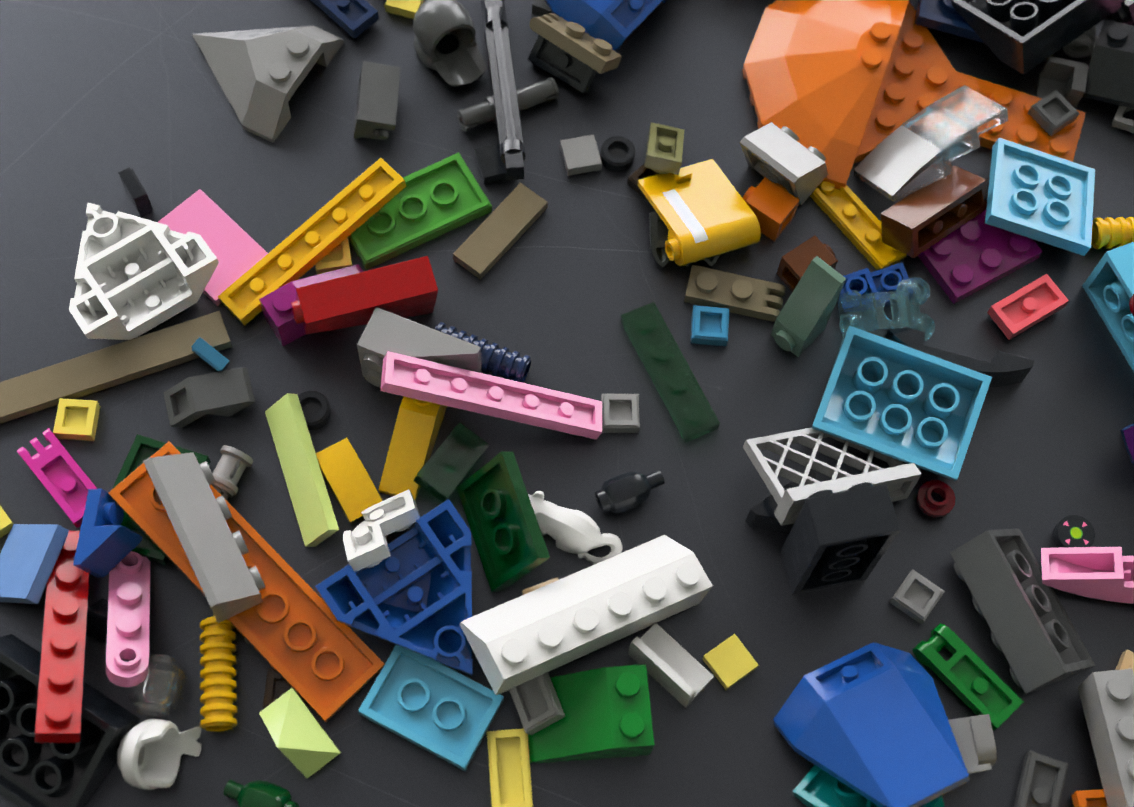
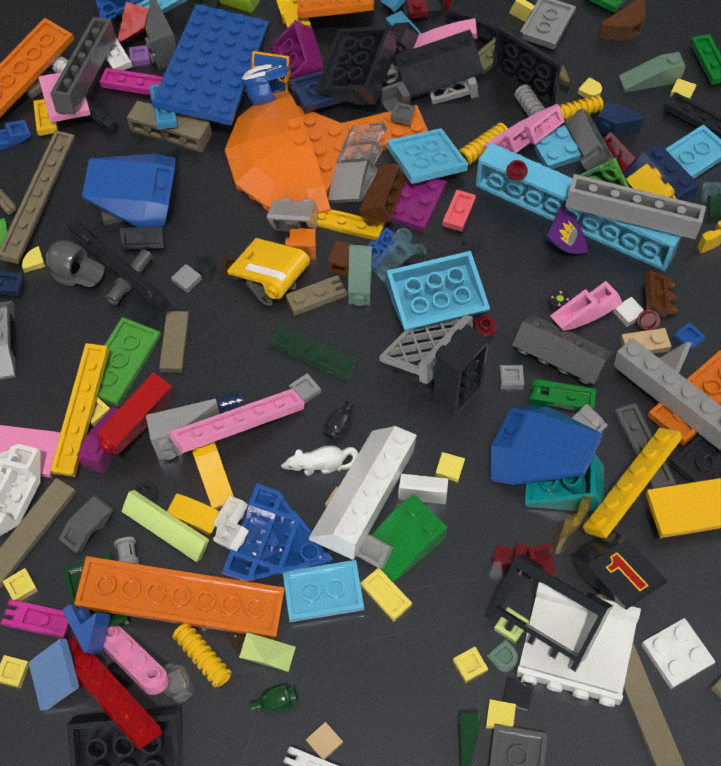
camera: 30 degrees left, 5 degrees down
(153, 751) = (199, 717): white hat -> none
(205, 533) = (144, 587): light grey slope -> none
(210, 355) = (71, 501): dark azure tile -> none
(376, 100) = (57, 319): dark grey hinge -> none
(451, 462) = (240, 468): clear green plate -> none
(502, 521) = (291, 475): dark green plate -> none
(574, 40) = (140, 222): dark tan hinge -> none
(664, 149) = (228, 247): olive plate -> none
(710, 325) = (316, 318): dark azure tile -> none

